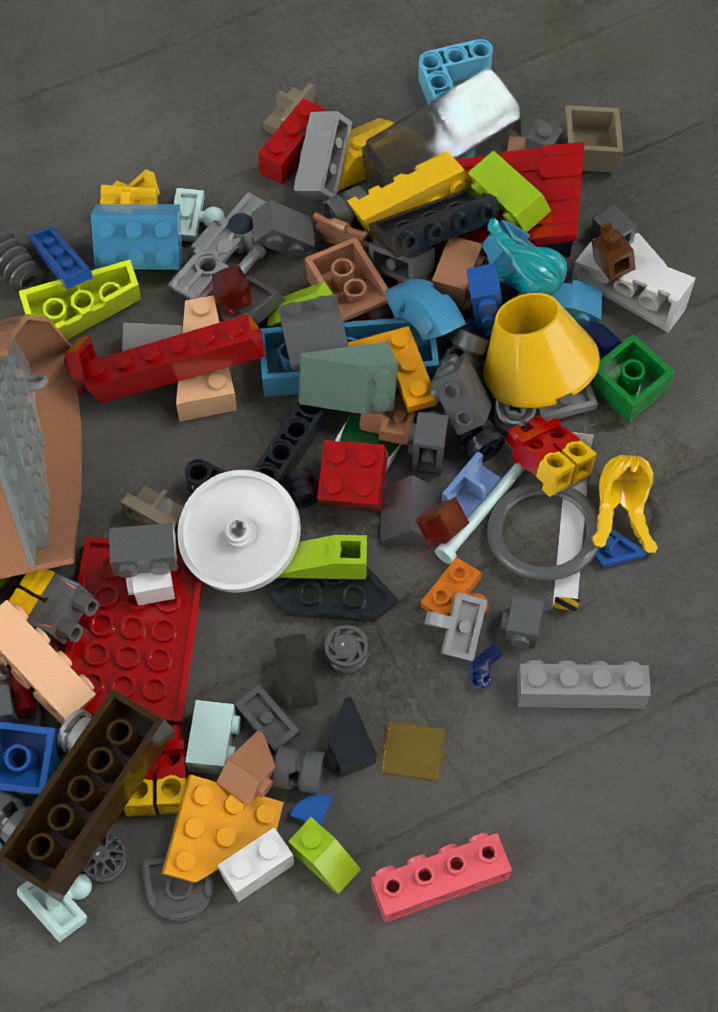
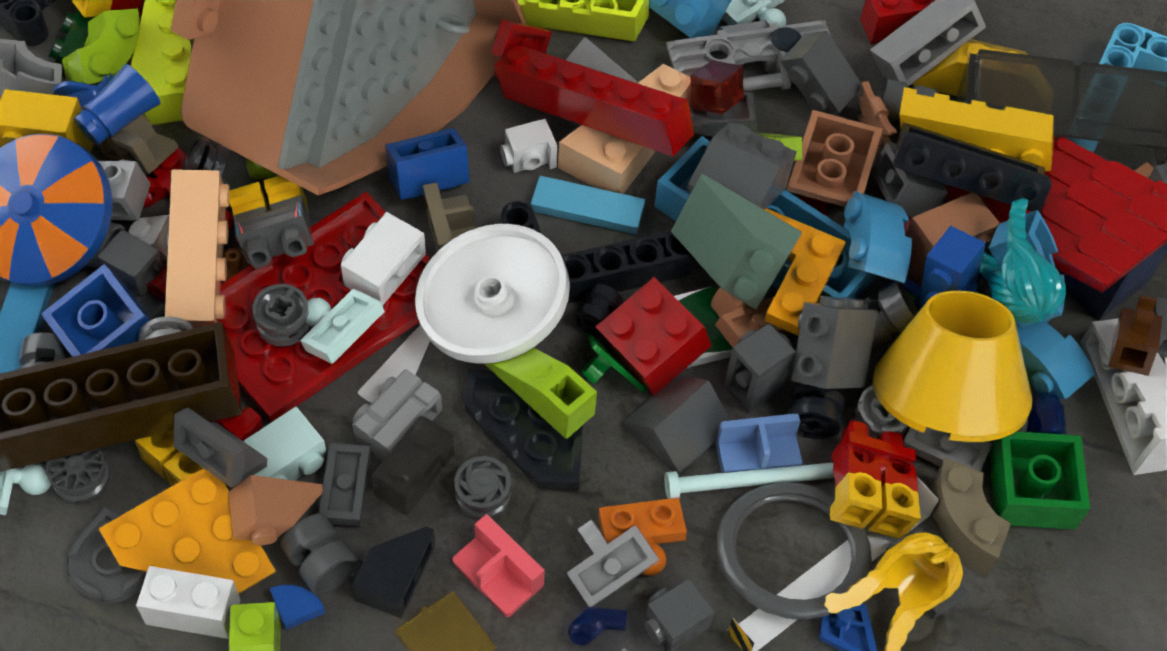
camera: 40 degrees right, 5 degrees down
(106, 485) = (427, 160): none -> blue brick
(125, 655) = (281, 313): none -> dark grey wheel
(143, 549) = (383, 231): dark grey brick -> none
(154, 422) = (529, 146): none -> white brick
(168, 630) = (339, 327): none -> light aqua plate
(186, 764) = (215, 448): none -> dark grey panel
(221, 631) = (407, 357): none -> white sticker
(224, 429) = (587, 205): none -> medium azure tile
(254, 653) = (394, 412): none -> light grey brick
(336, 518) = (597, 366): none -> green piece
(401, 684) = (499, 567): none -> coral panel
(442, 521) = (695, 449): clear red brick -> none
(516, 197) = (1075, 196): lime brick -> none
(613, 431) = (966, 517): none -> dark tan brick

